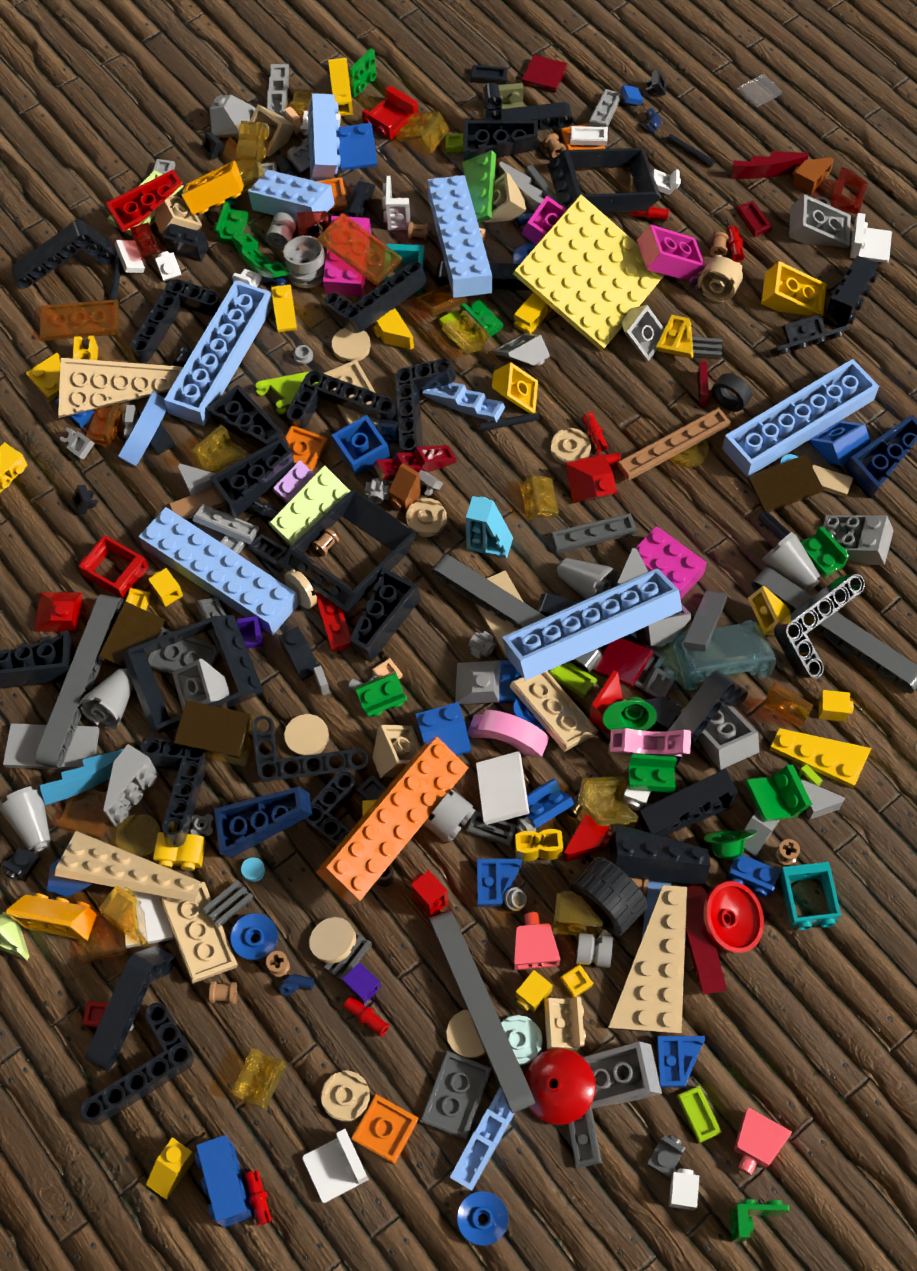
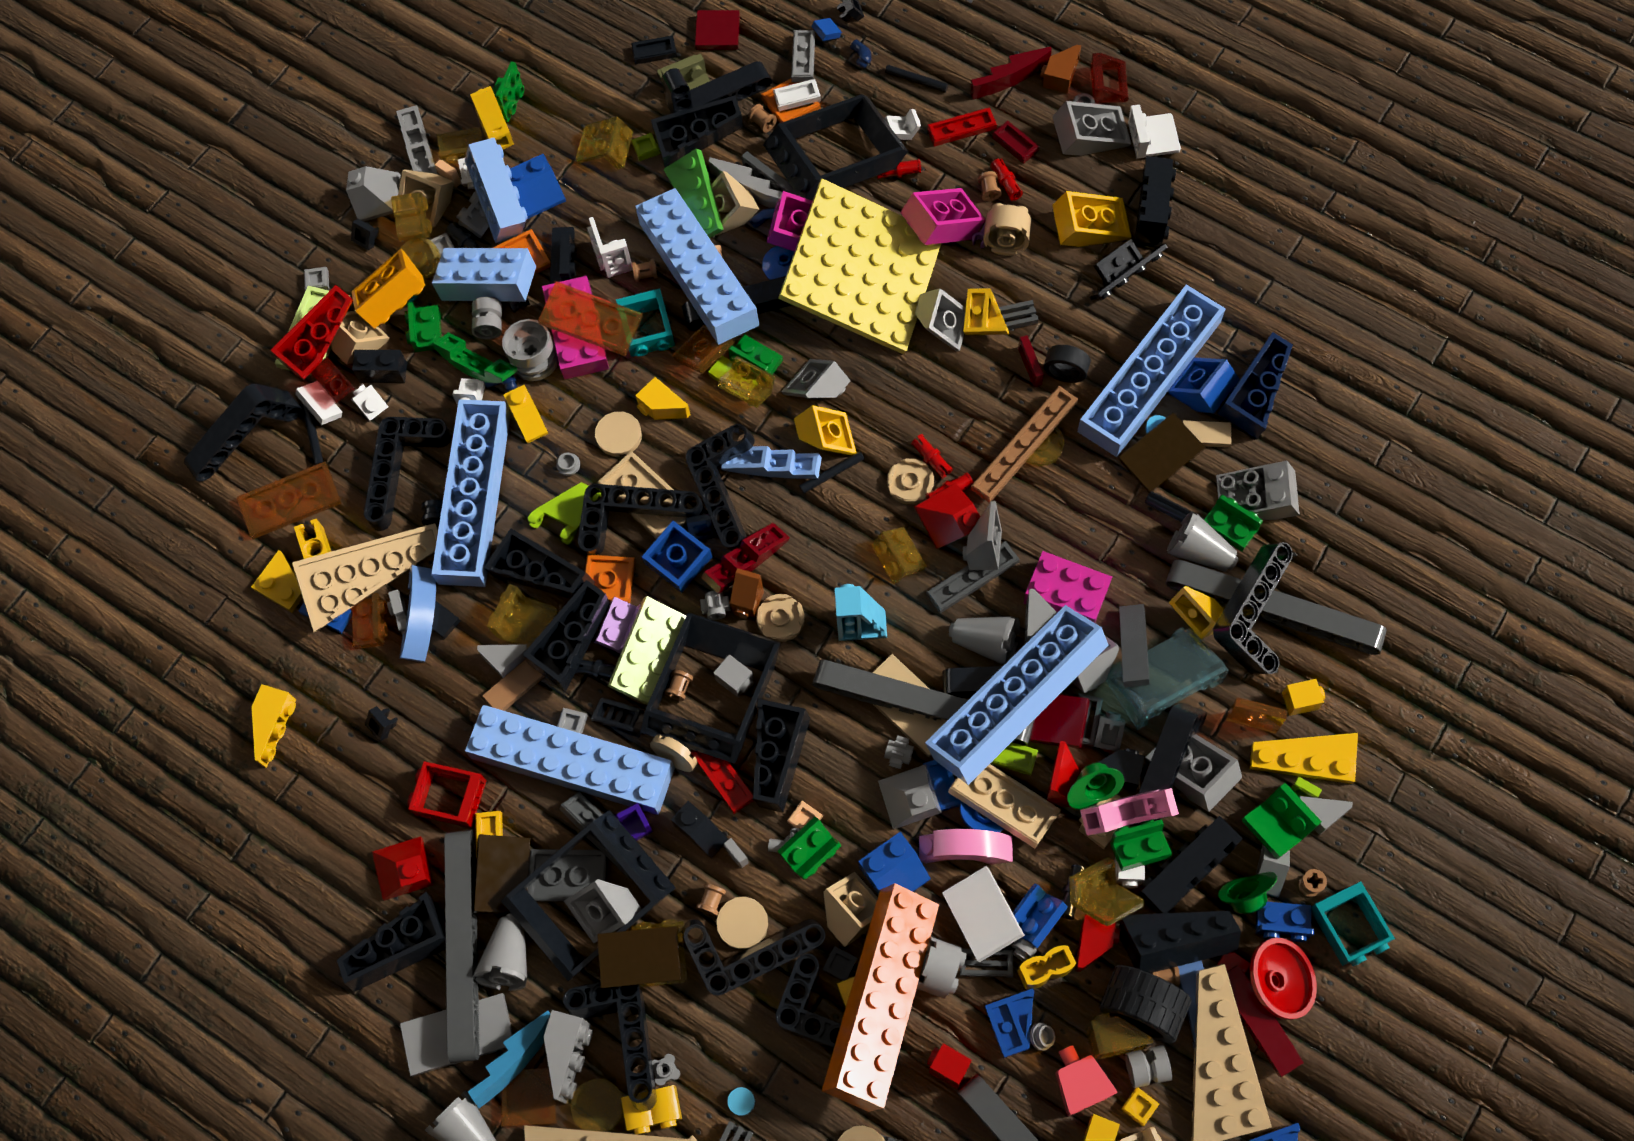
camera: 15 degrees left, 5 degrees up
(77, 443) = (348, 655): light grey plate -> none
(165, 587) = (516, 799): yellow brick -> none
(226, 524) = (557, 701): light grey tile -> none
(259, 818) = (725, 1048): dark blue wedge -> none
(288, 709) = (711, 899): none -> medium nougat bush
(308, 219) = (519, 298): clear red tile -> none
(371, 548) = (734, 676): none -> light grey brick
(378, 302) = (633, 378): black beam -> none
(391, 113) = (559, 132): red panel -> none
(430, 481) = (770, 573): light grey tile -> none
(531, 314) = (809, 335): yellow piece -> none
(612, 505) = (984, 541): none -> light grey slope
(714, 195) = (961, 126): none -> red tile

